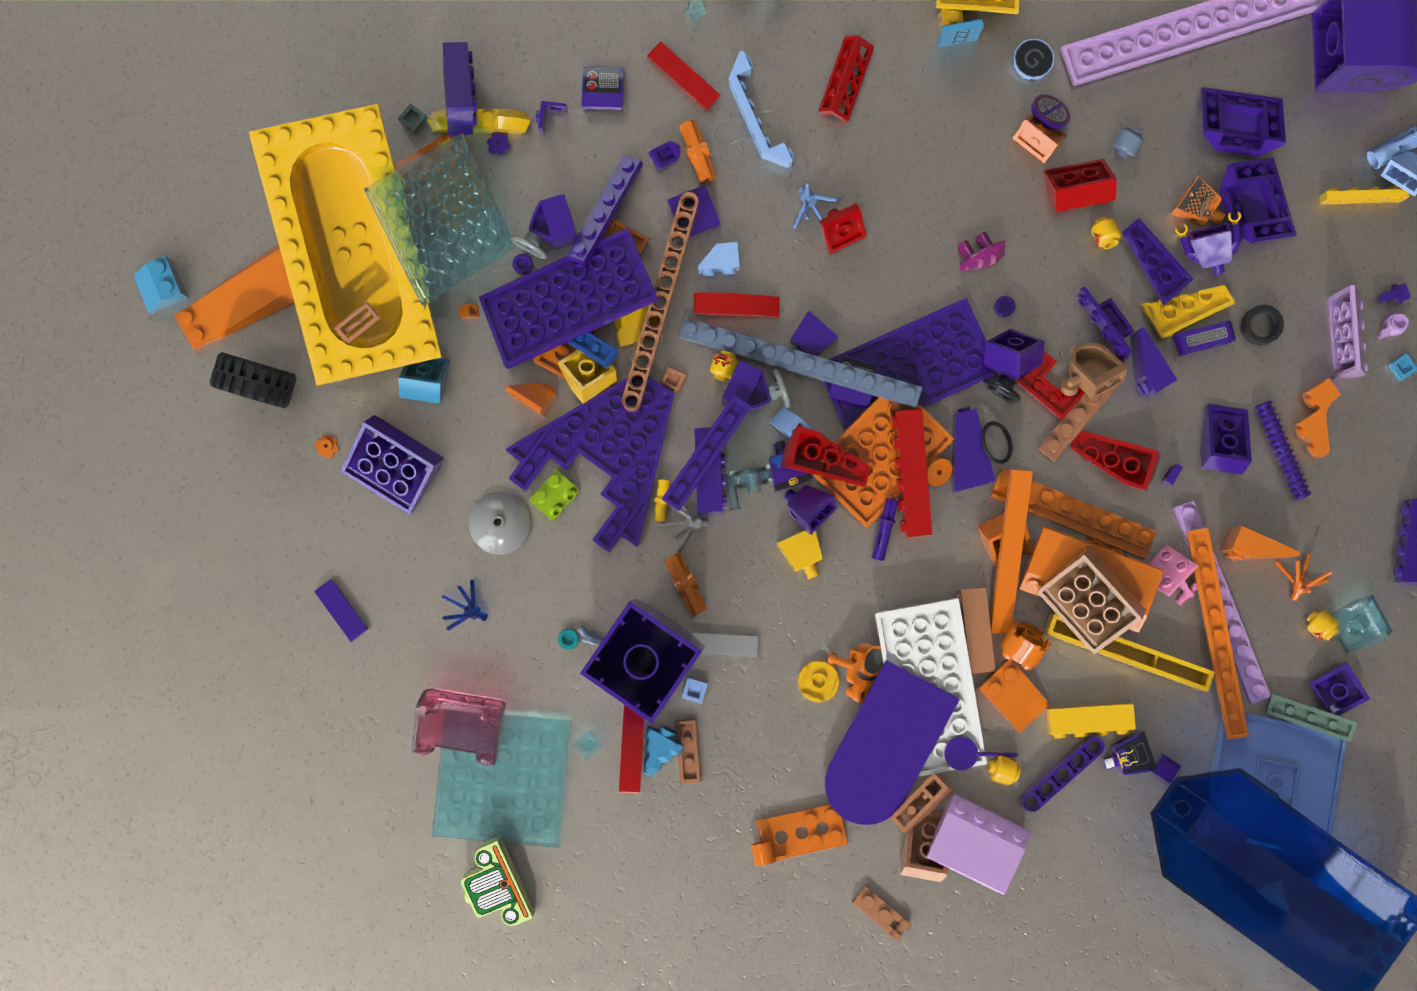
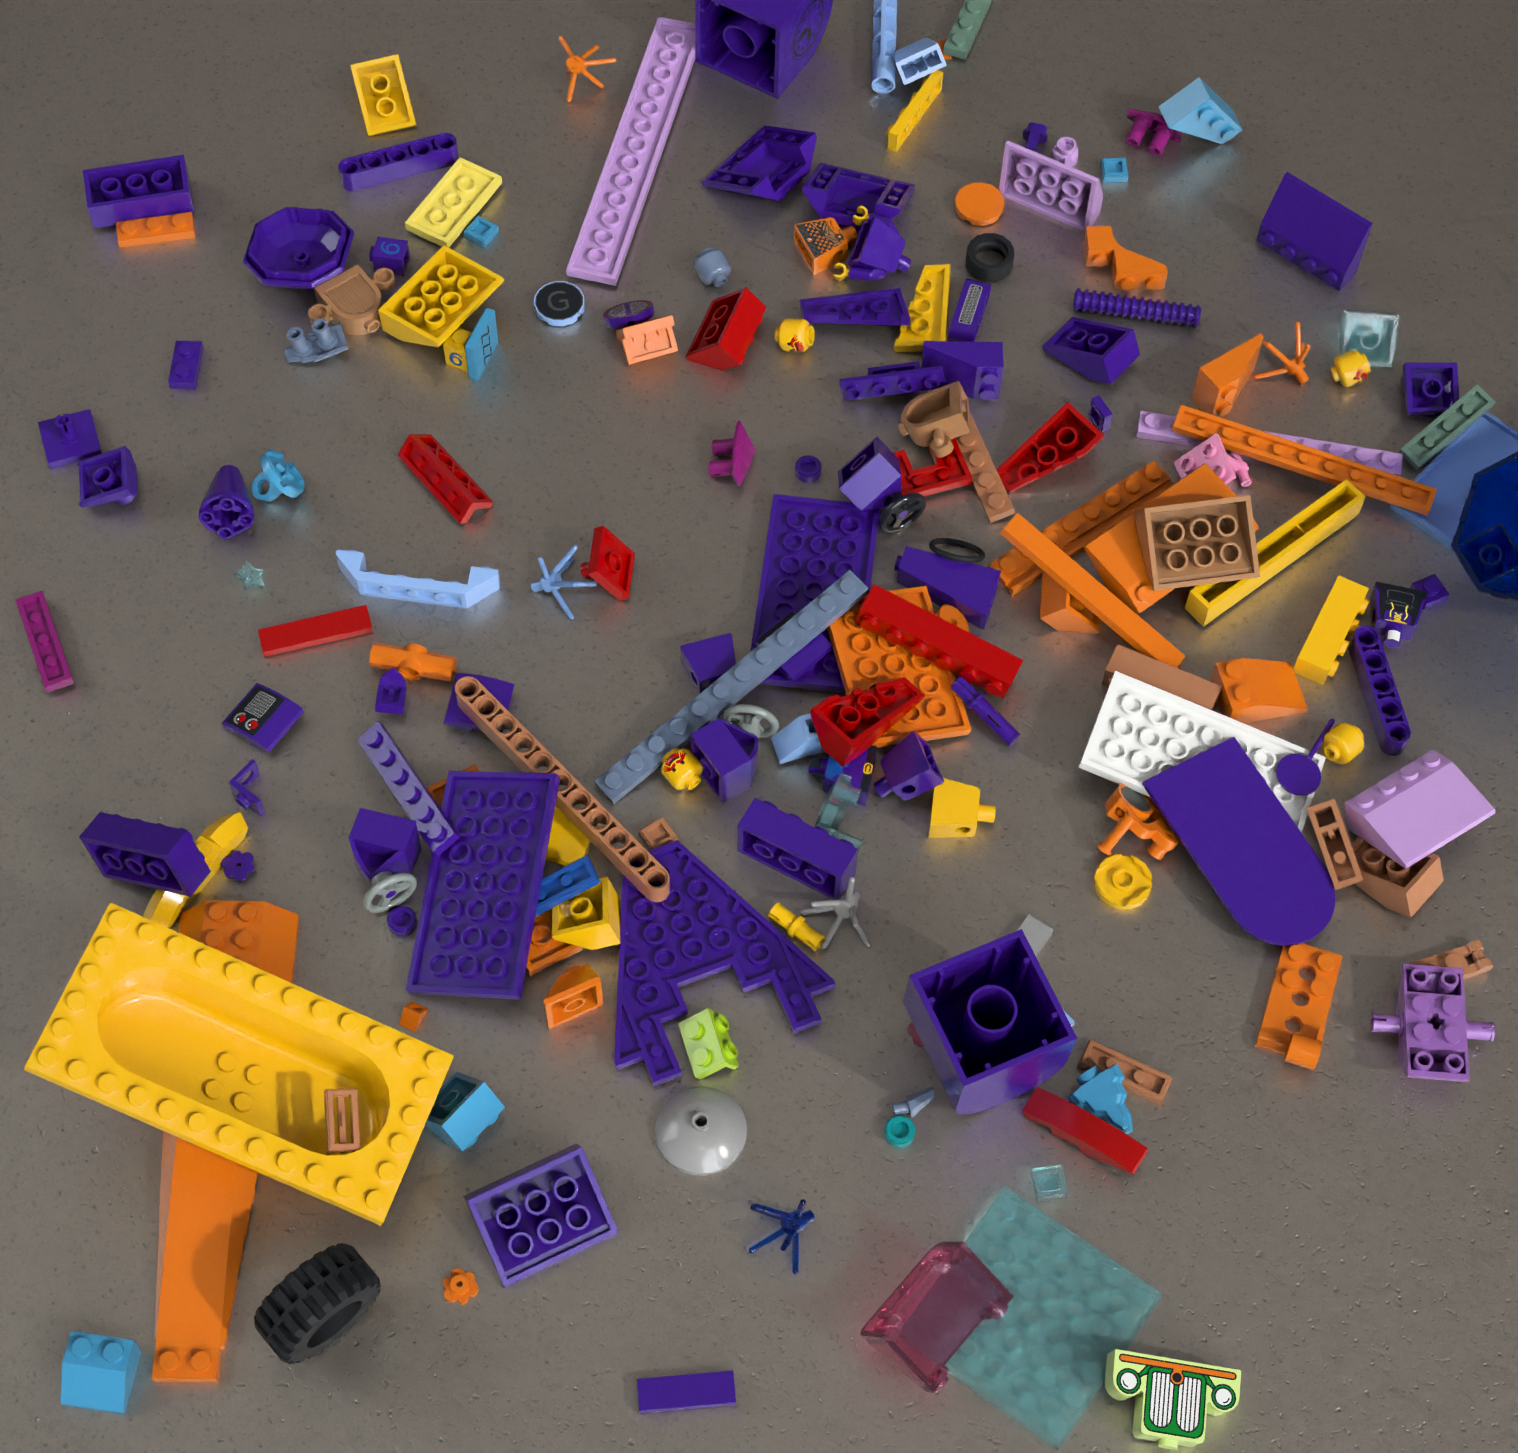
camera: 60 degrees left, 25 degrees down
(440, 218) = (290, 945): clear light blue plate -> none
(685, 584) = (910, 955): orange piece -> none
(706, 453) = (778, 824): dark purple plate -> none
(721, 258) = (555, 703): light blue slope -> none
(736, 305) = (618, 718): red slope -> none
(806, 928) = (1432, 1023): none -> medium lavender slope
(1025, 644) = (1208, 641): orange brick -> none
(1308, 290) = (979, 204): none -> orange tile

